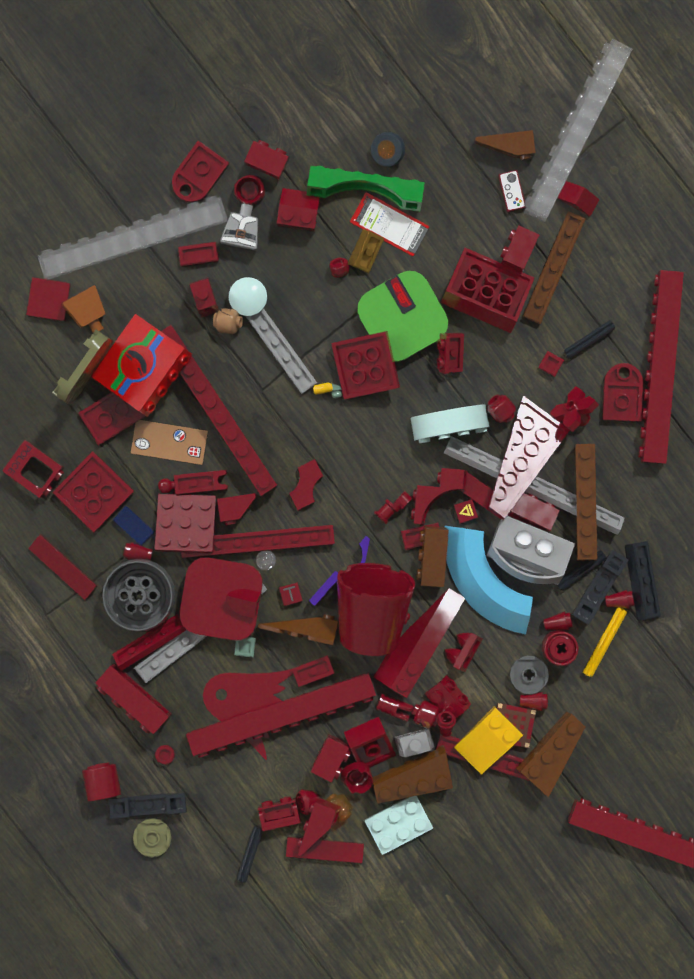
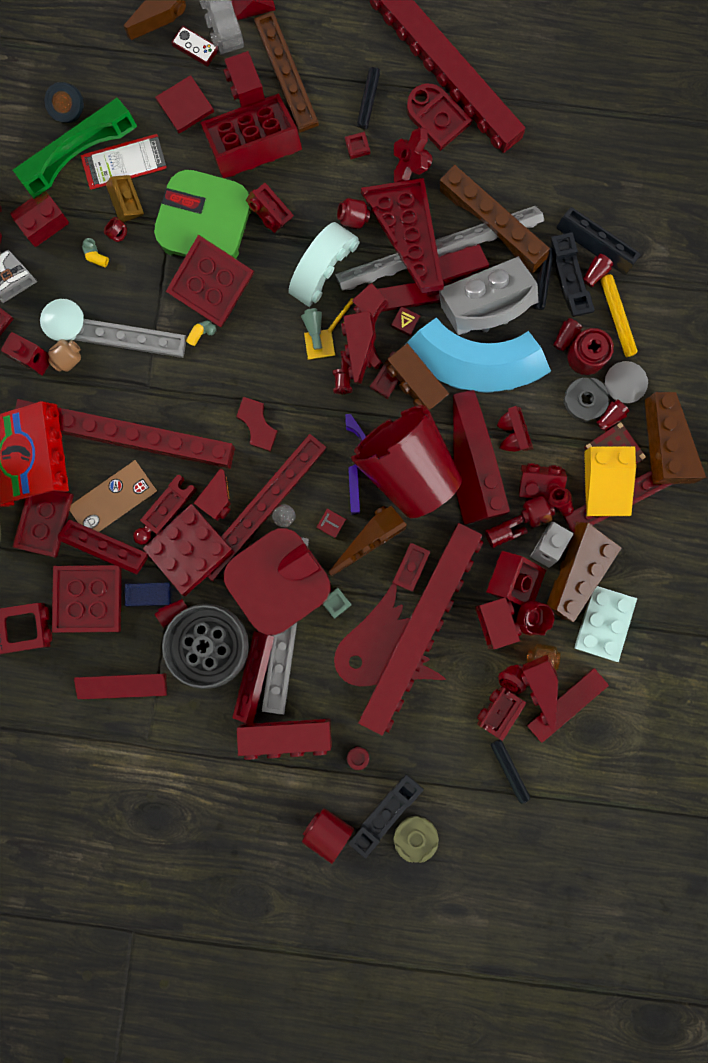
camera: 40 degrees left, 5 degrees down
(134, 469) = (102, 546): none -> dark red plate
(308, 269) = (91, 253): none -> arm
(398, 470) = (326, 338): none -> yellow piece
(405, 454) = (312, 321): none -> sand green cone
(422, 498) = (361, 338): none -> dark red slope
(466, 225) = (184, 104): none -> dark red tile
(565, 688) = (626, 382): none -> light grey dish

